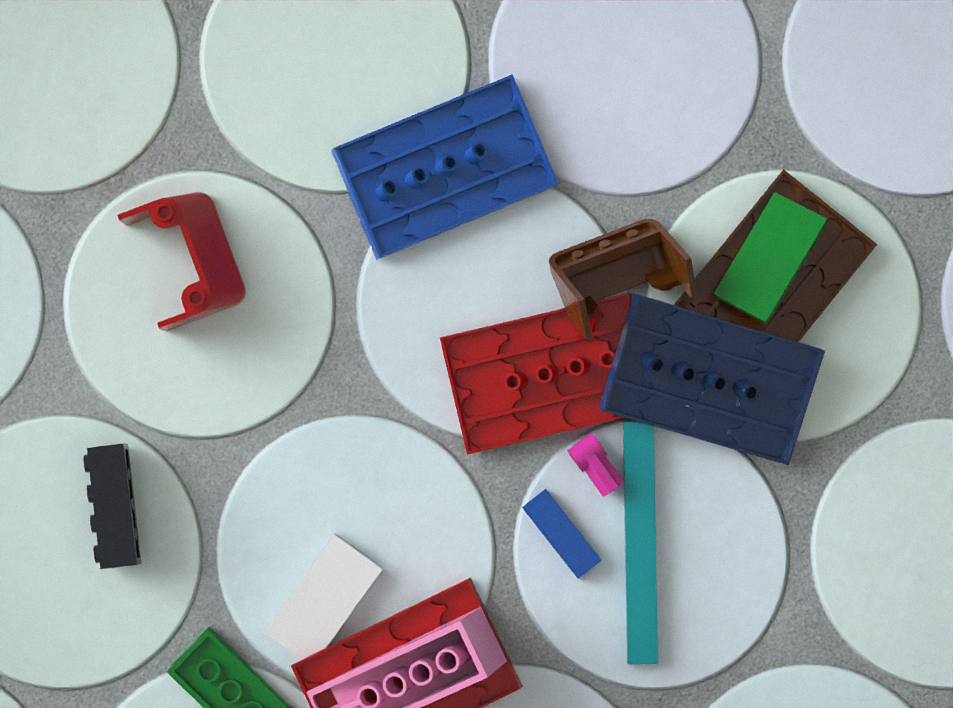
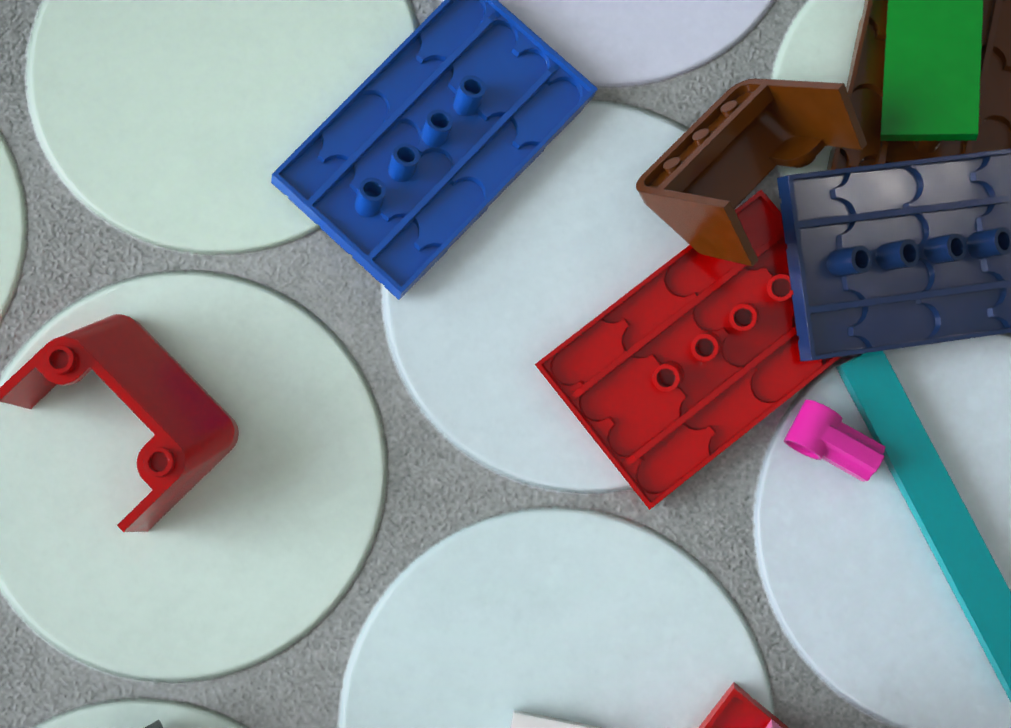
camera: 30 degrees left, 5 degrees down
(561, 533) = (832, 560): blue tile -> none

